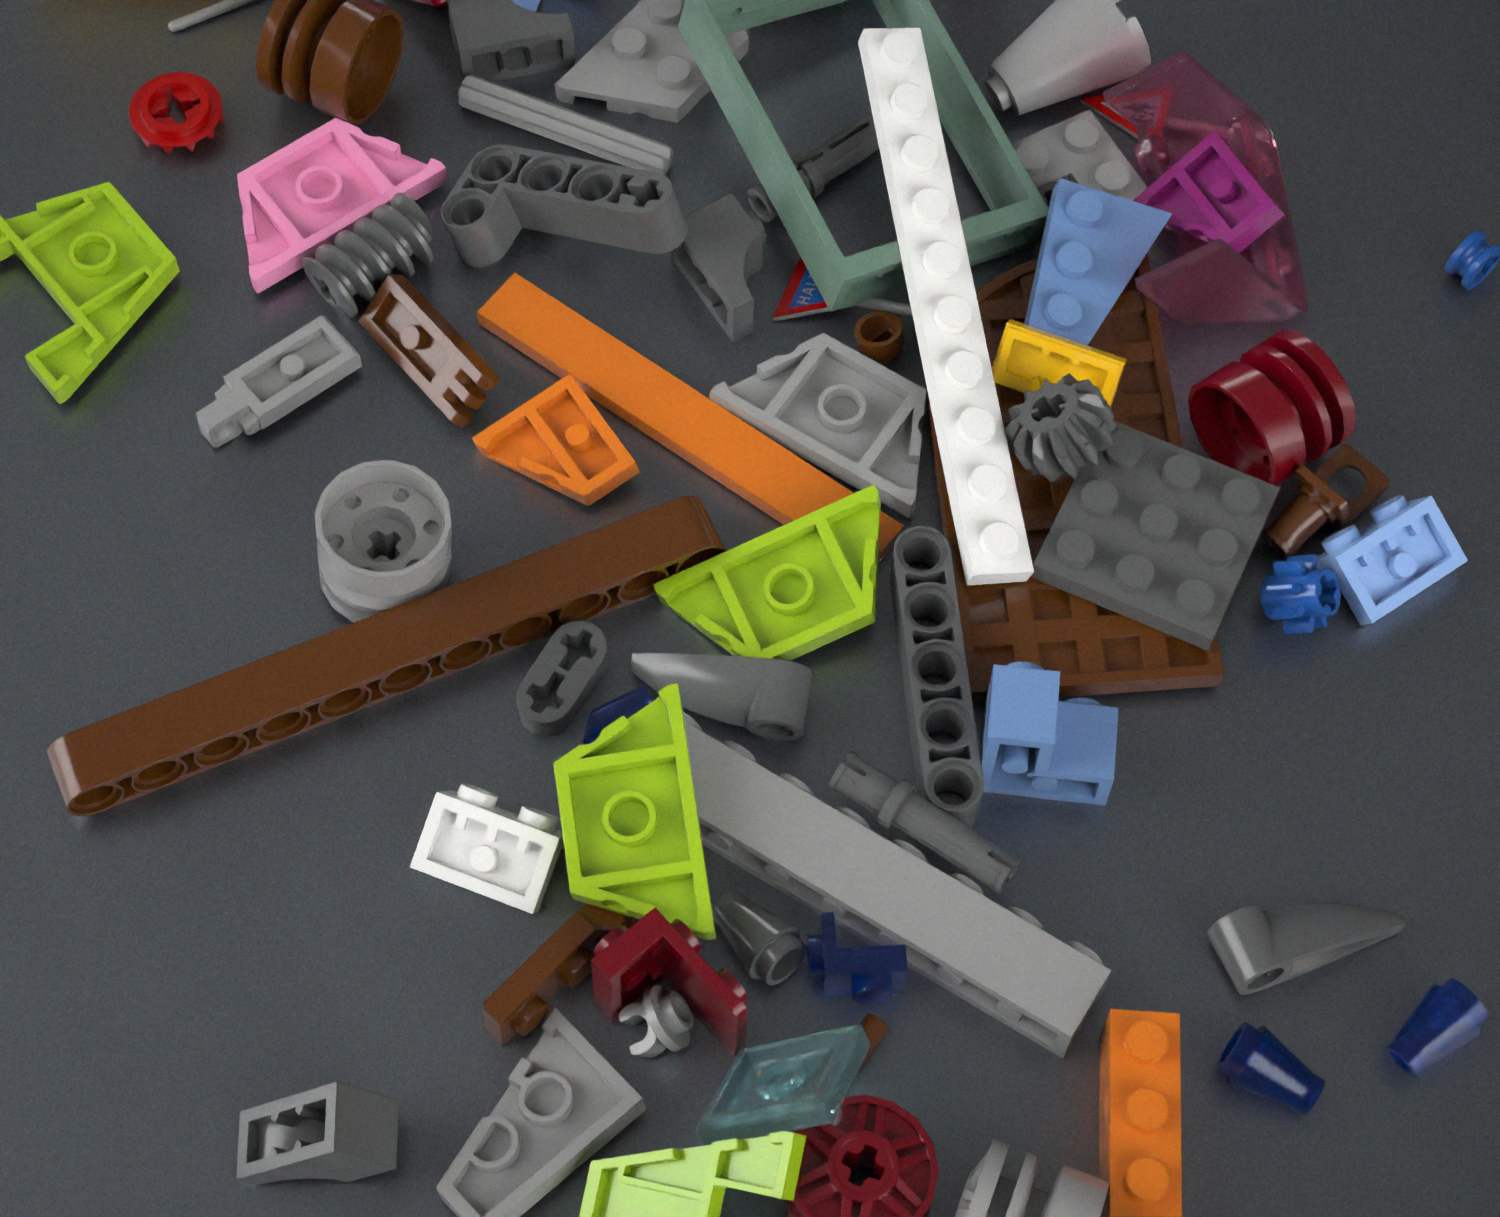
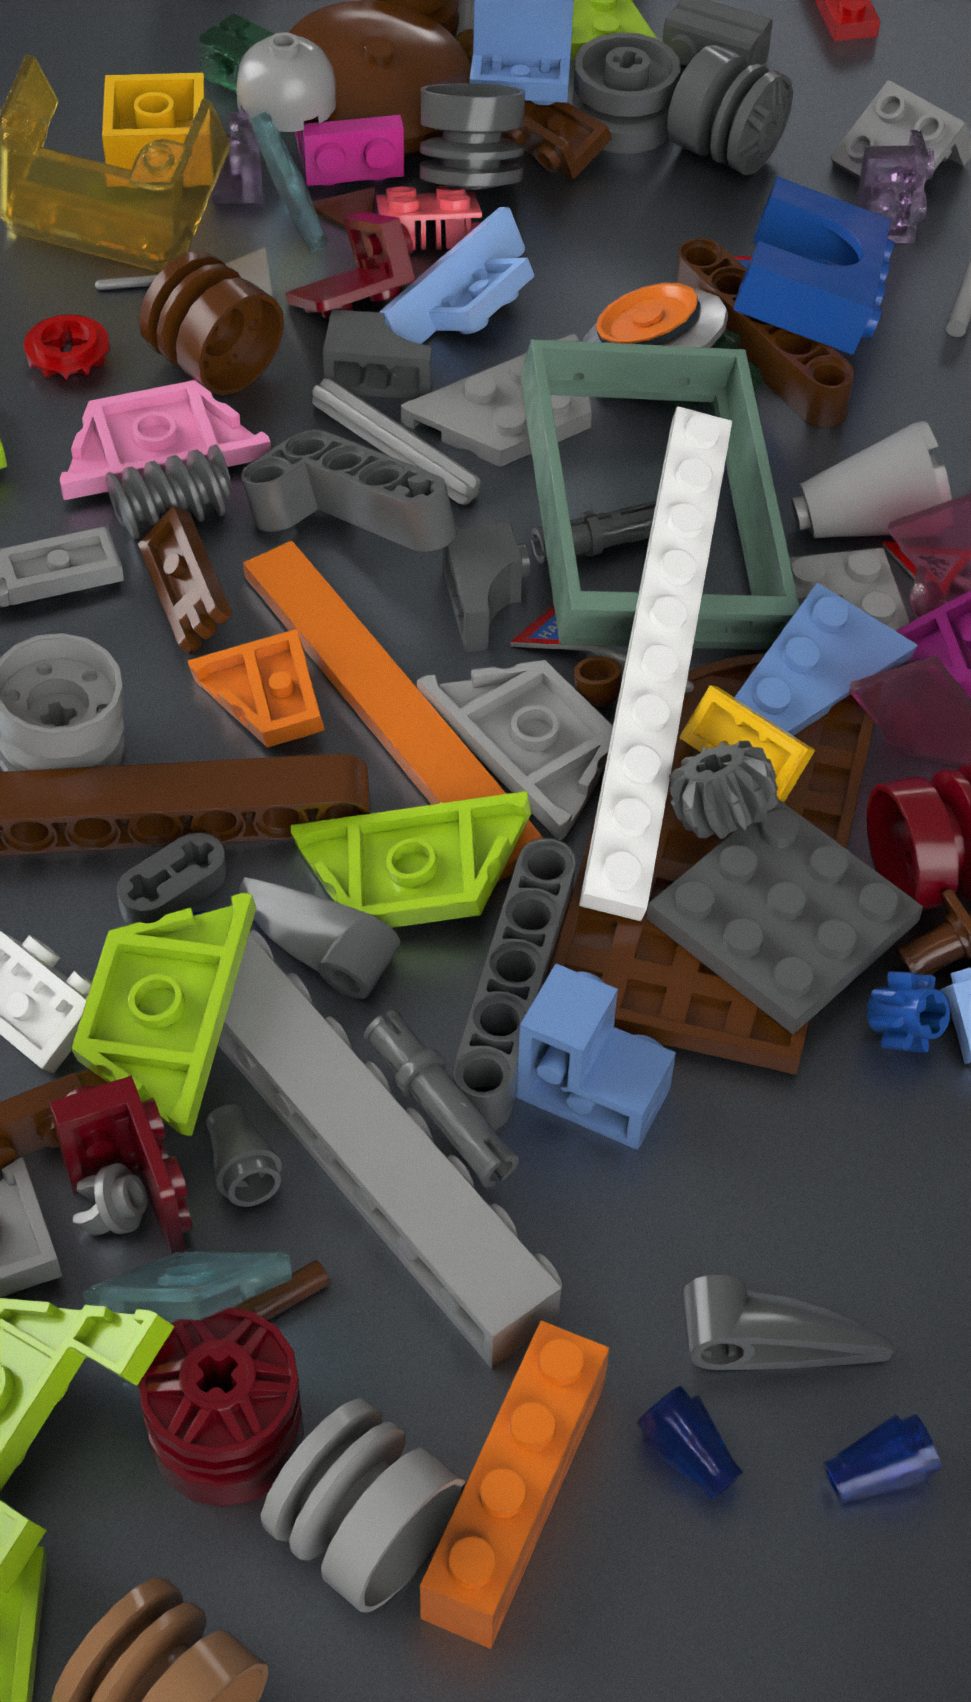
camera: 20 degrees right, 10 degrees down
(861, 972) = (319, 1215): clear blue bracket -> none

